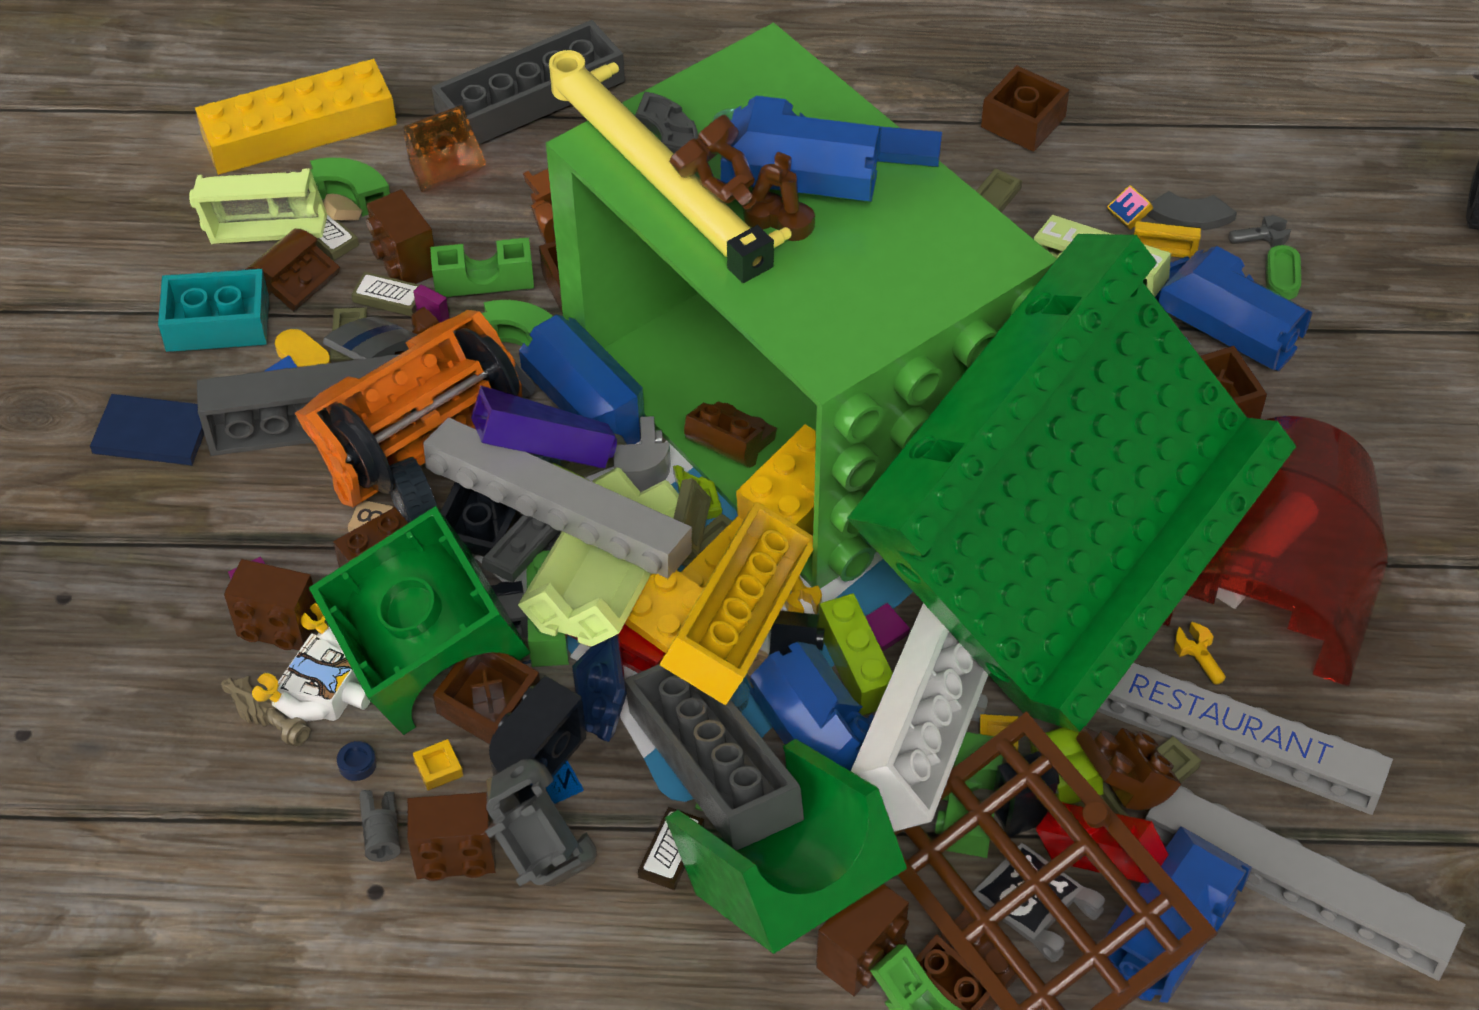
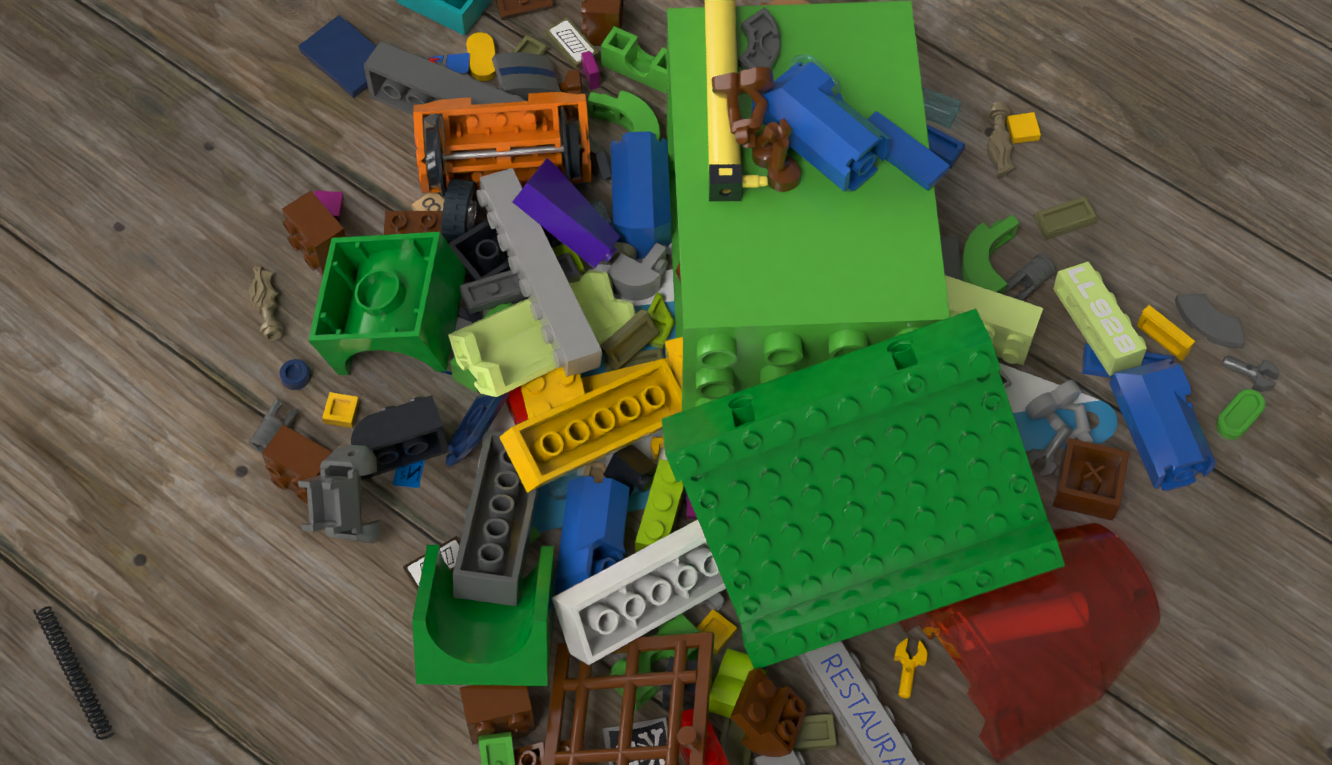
camera: 35 degrees right, 10 degrees up
(317, 680) = (296, 303): torso -> none
(483, 691) = (399, 378): reddish brown brick -> none
(1025, 108) = (1147, 159): reddish brown brick -> none
(1130, 207) = (1162, 289): tile -> none

